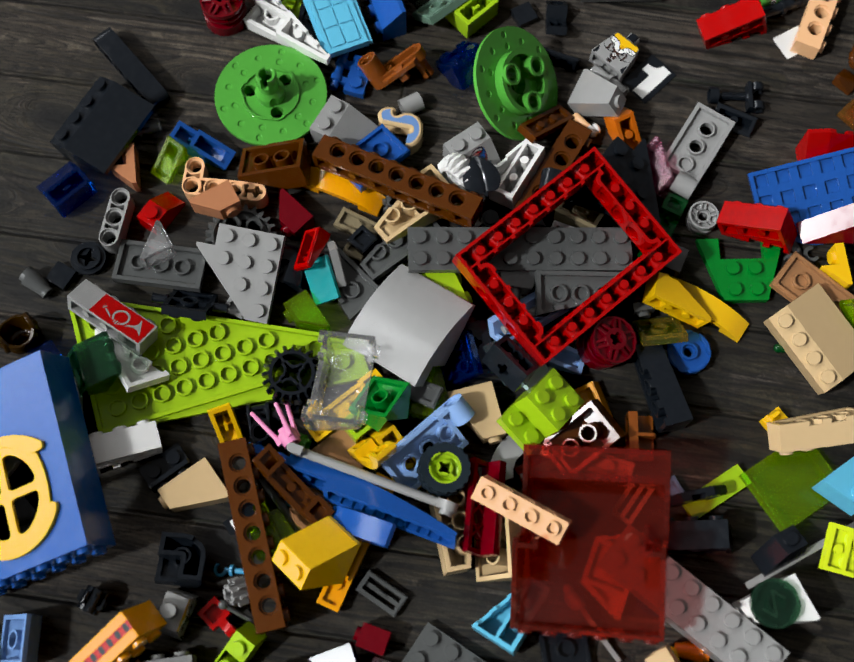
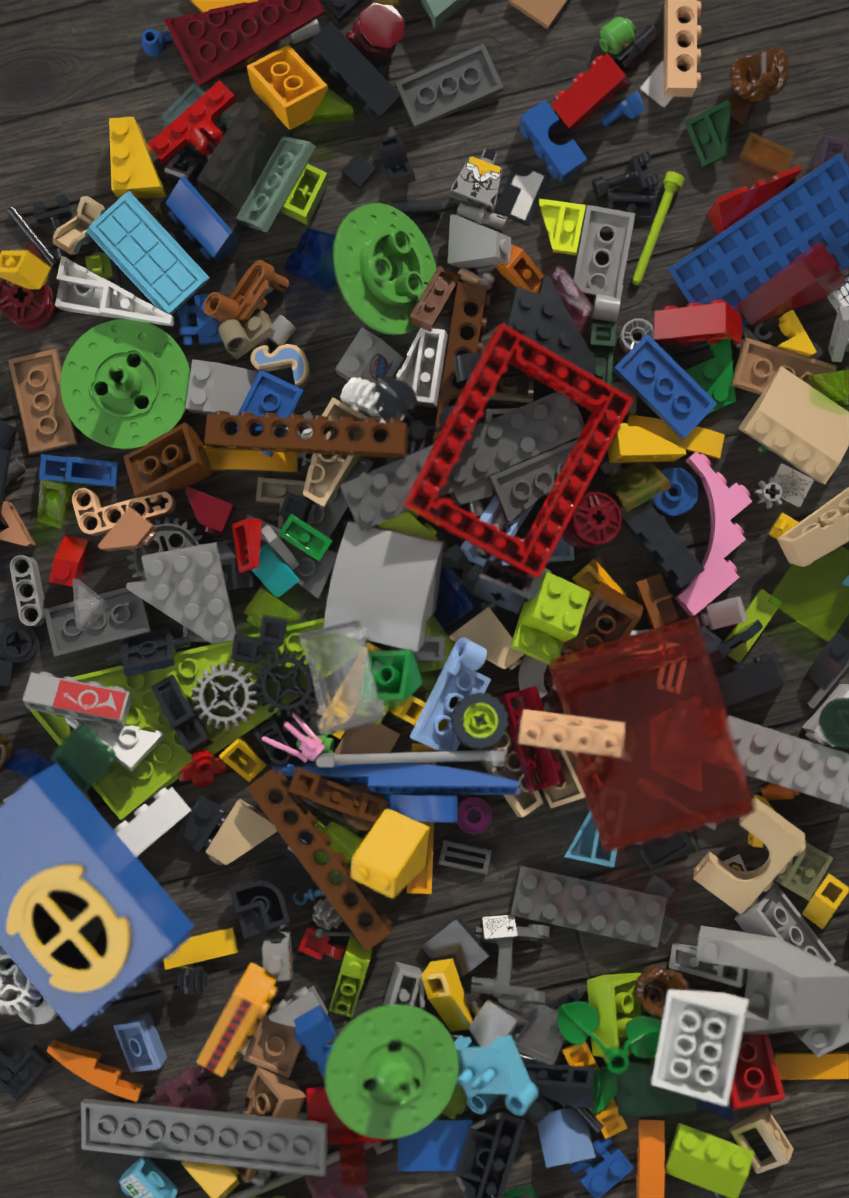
camera: 25 degrees left, 15 degrees up
(112, 576) = (203, 948): none -> yellow tile
(188, 419) = (202, 769): none -> red plate
(192, 366) = (181, 715): none -> black slope
(196, 88) = (40, 402): none -> medium nougat tile
(227, 366) = (217, 687): none -> light grey gear
(296, 331) = (253, 649): none -> black tile
(361, 264) = (305, 537): none -> green plate
(370, 454) = (401, 733): yellow slope -> none
(372, 638) = (474, 904): dark red brick -> none
(381, 96) = (241, 338): none -> dark tan plate
(404, 556) = (473, 815): none -> magenta plate
(673, 111) = (563, 224): none -> neon yellow wing
(690, 64) = (561, 159): none -> blue arch
(696, 468) = (723, 613): none -> light grey slope
(711, 260) = (664, 386): none -> blue plate
(721, 406) = (723, 539): none -> bright pink arch
(760, 46) = (630, 107): none -> blue bar
(767, 388) = (774, 487): none -> light grey gear
(774, 114) = (673, 182): none -> lime piece
(792, 388) = (794, 484): none -> white sticker
(819, 88) = (711, 133): none -> dark green wing

